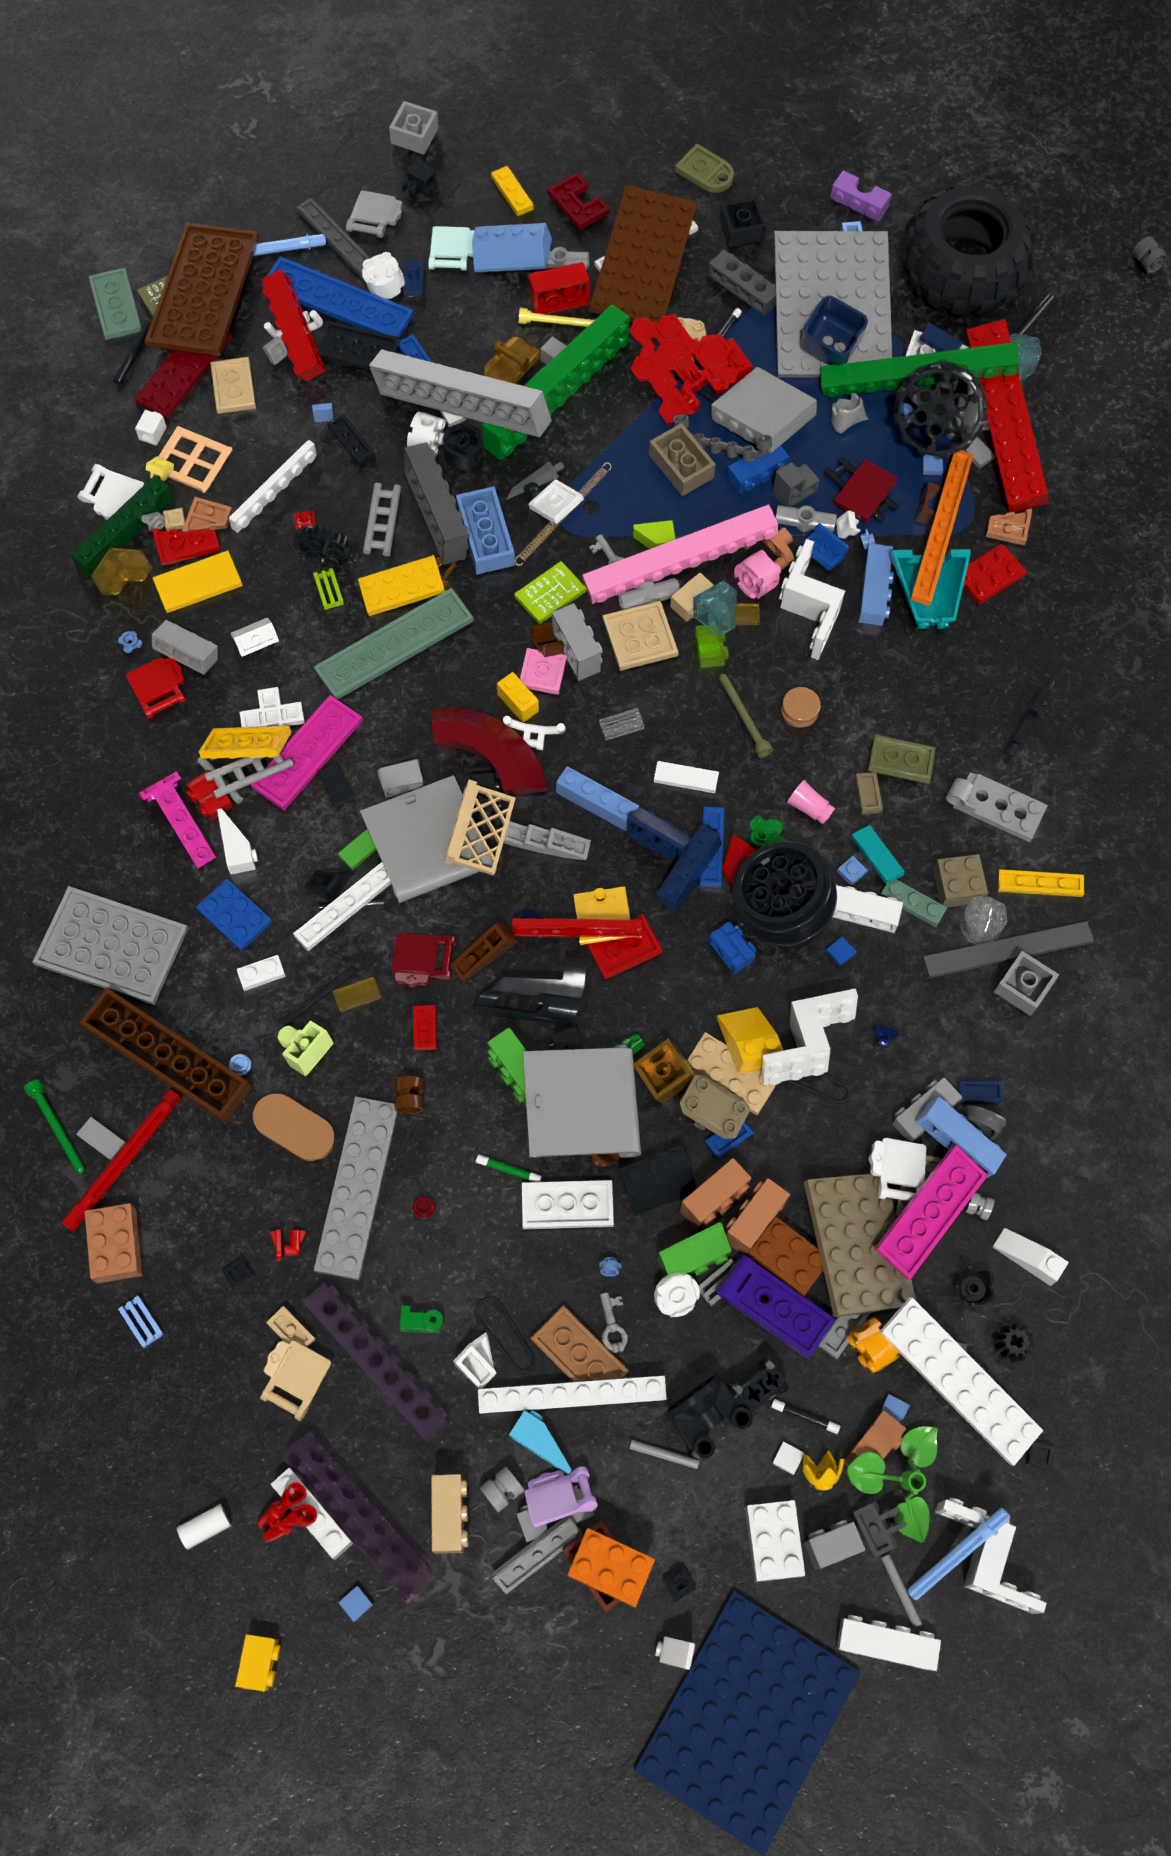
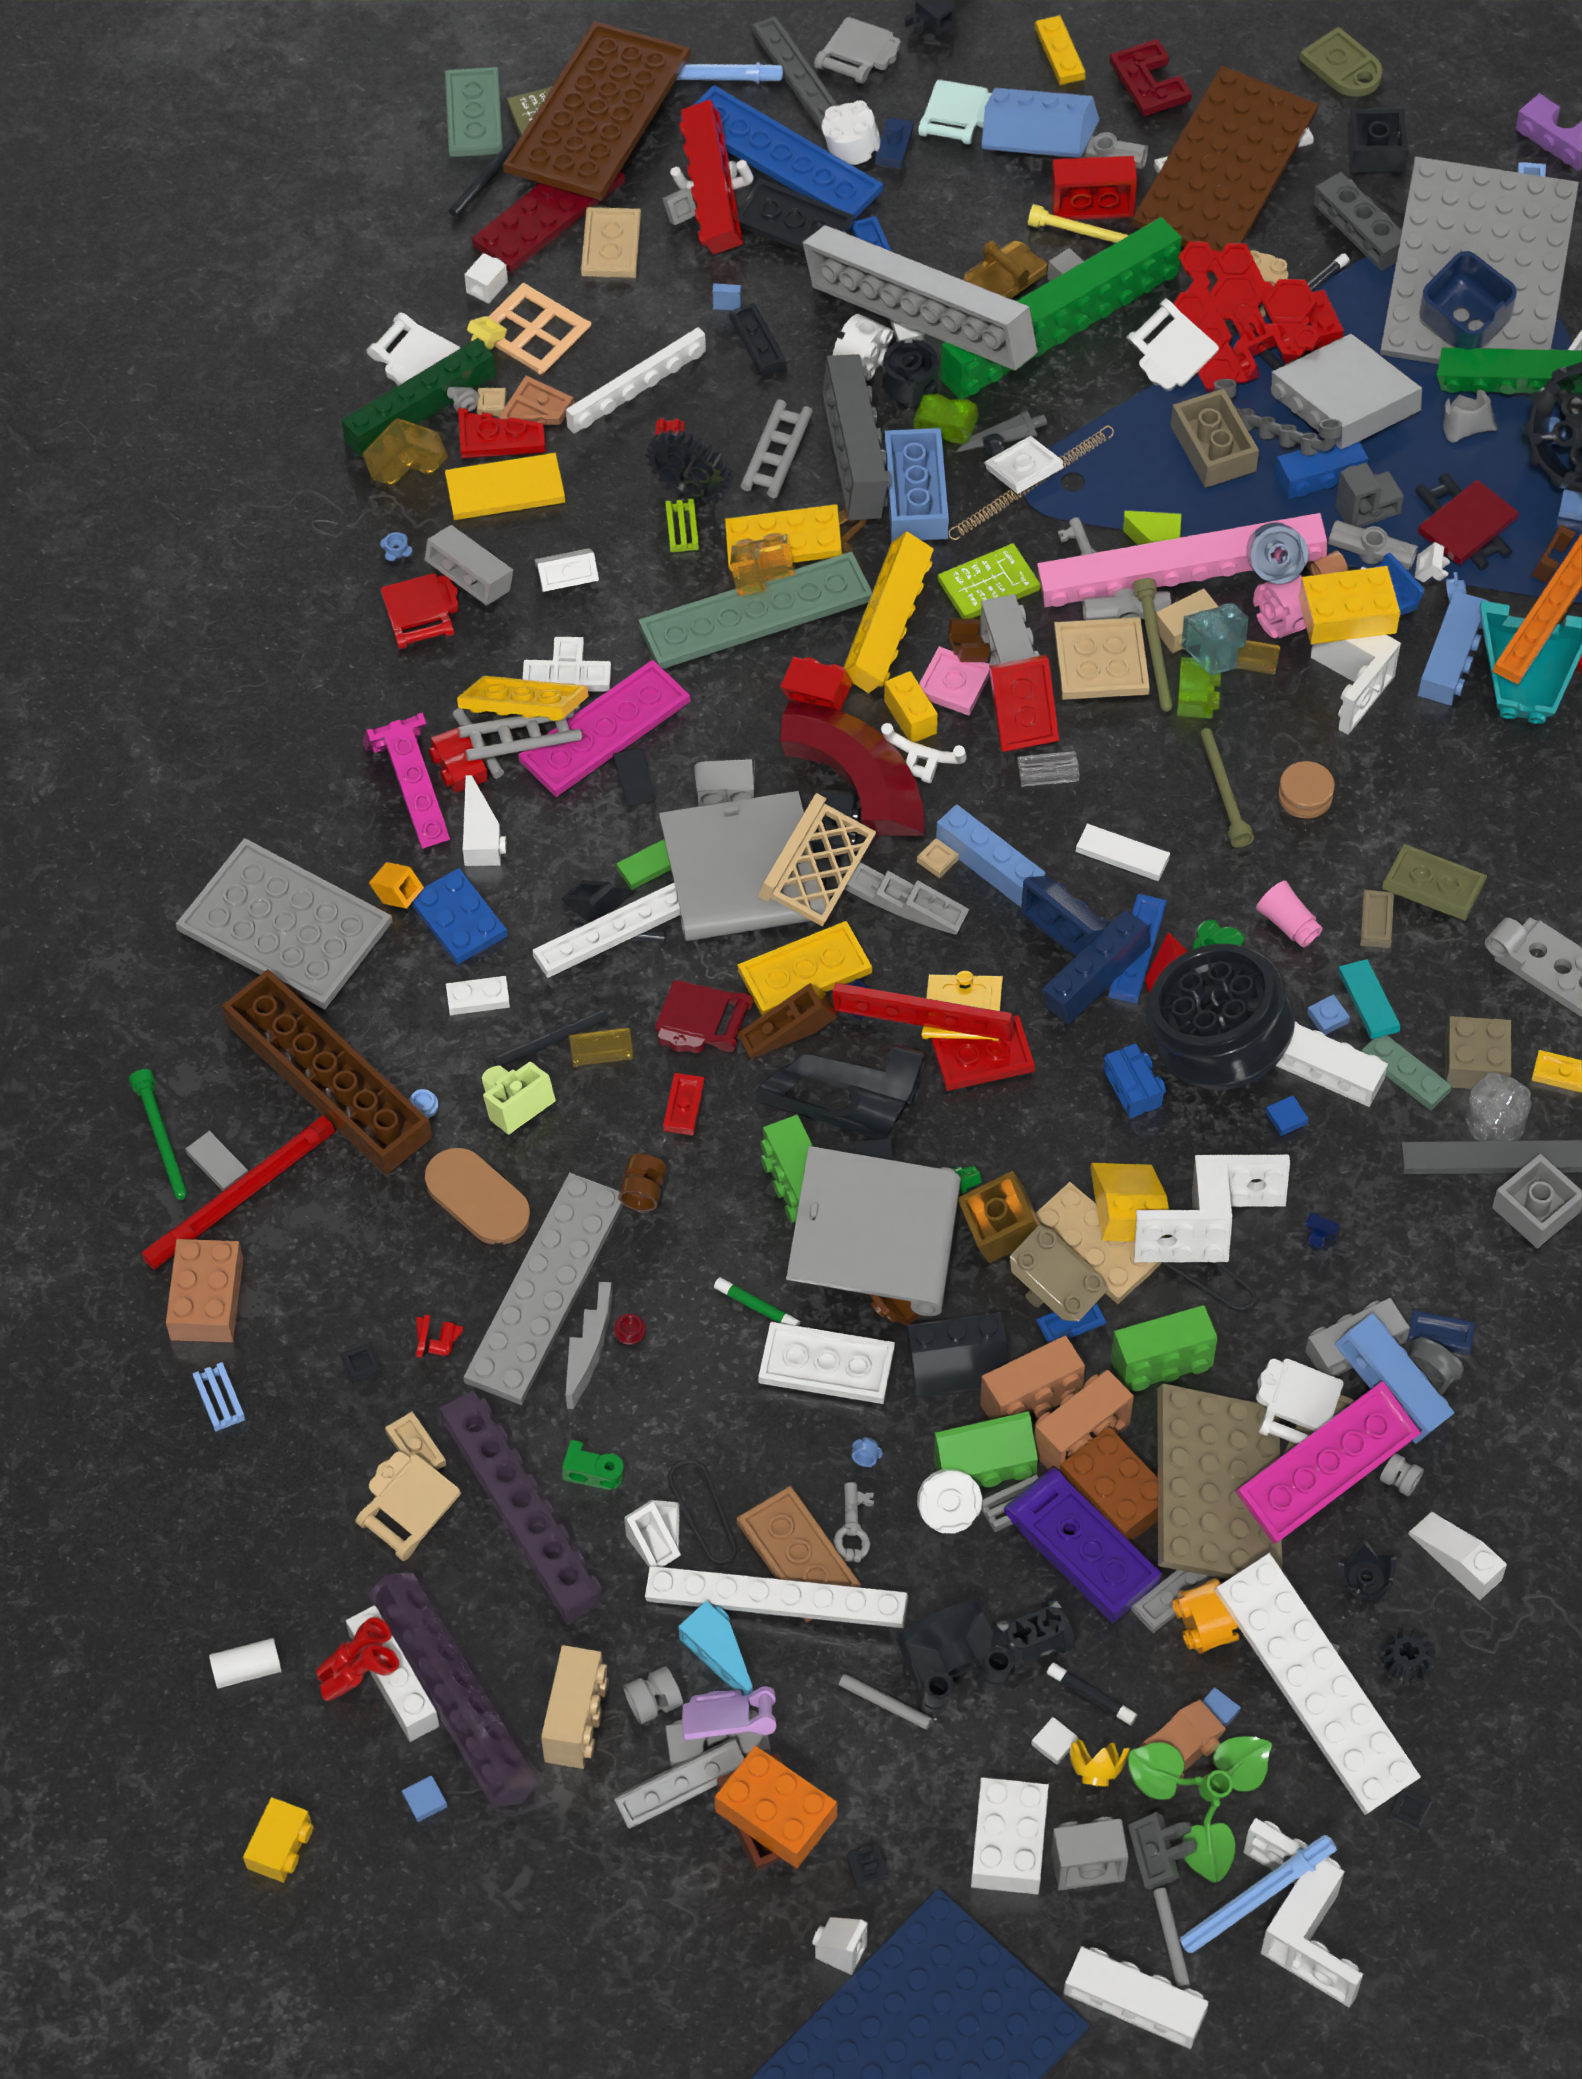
camera: 15 degrees right, 10 degrees down
(185, 901) = (396, 885): none -> light orange brick
(389, 608) = (761, 561): none -> clear yellow brick
(396, 1234) = (587, 1350): none -> light grey slope
(449, 692) = (816, 683): none -> red brick
(485, 906) = (817, 959): none -> yellow plate
(486, 629) = (888, 612): none -> yellow brick
(497, 475) = (953, 416): none -> clear neon green brick
(560, 805) = (937, 858): none -> tan tile
(596, 681) = (1024, 703): none -> red plate
(641, 400) = (1176, 351): none -> white piece
(661, 583) = (1145, 591): none -> olive piece
(757, 544) = (1290, 561): none -> sand blue brick
(799, 1149) = (1164, 1349): none -> bright green brick
(806, 570) = (1349, 605): none -> yellow brick

